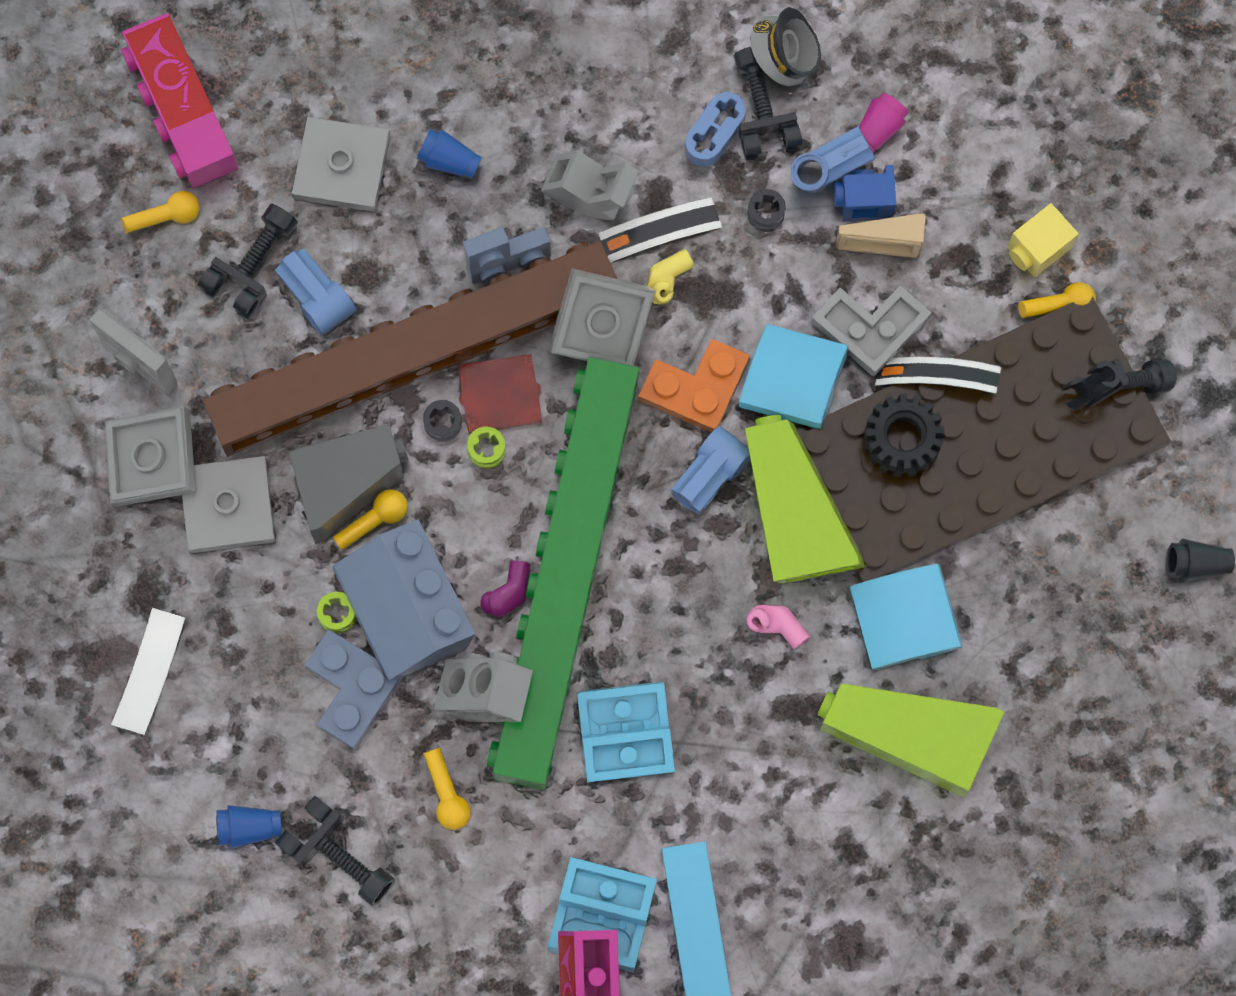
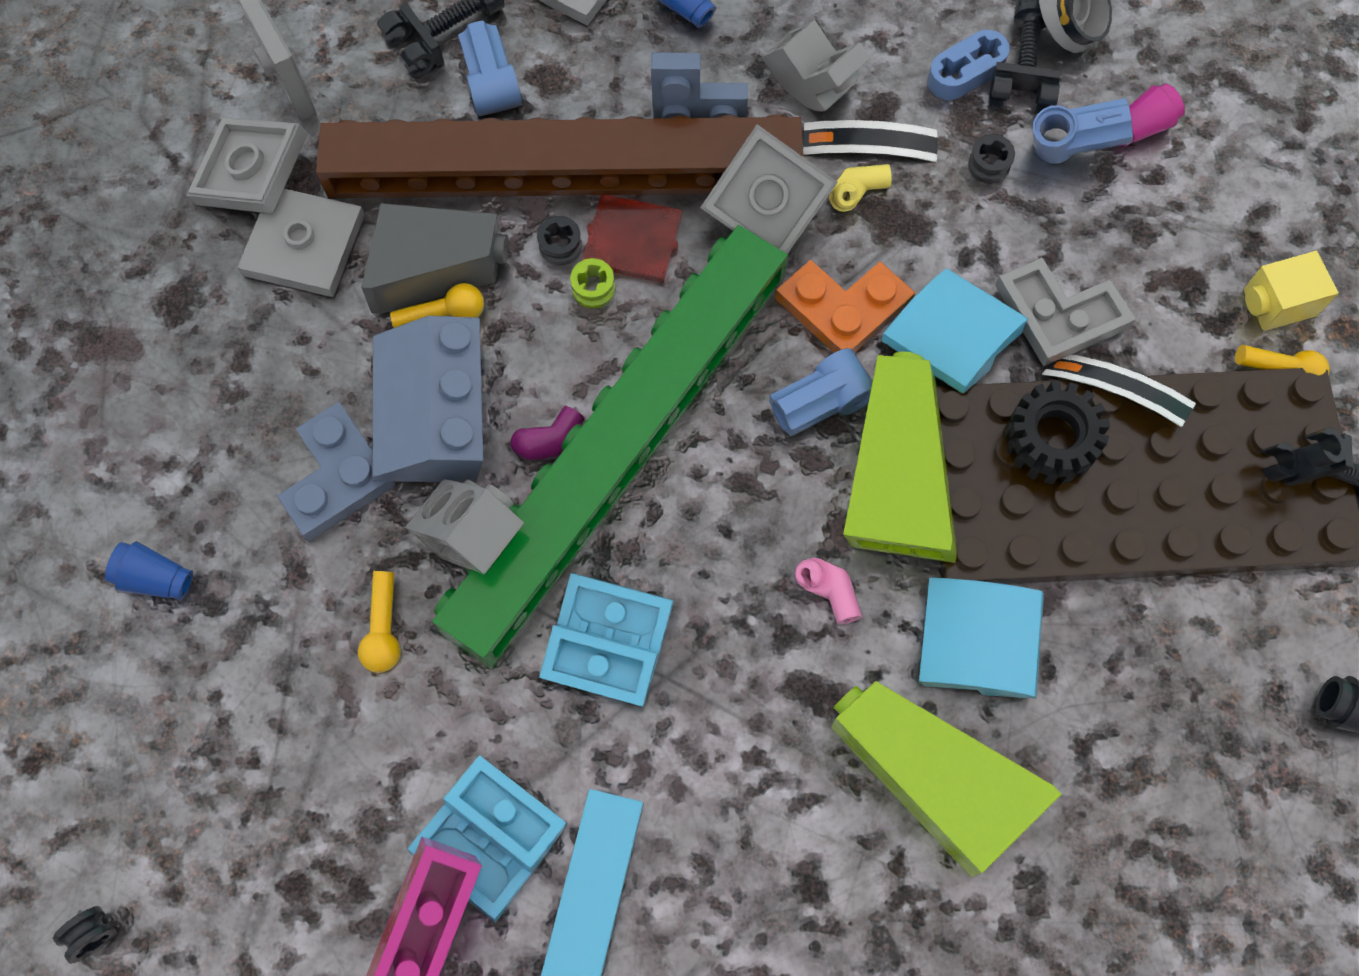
camera: 25 degrees right, 5 degrees down
(149, 671) = (139, 376): white sticker -> none
(326, 620) = (345, 378): lime bush -> none
(372, 883) = (249, 693): black bar -> none
(866, 195) = (1107, 178): blue brick -> none
(888, 236) = (1110, 224): tan slope -> none

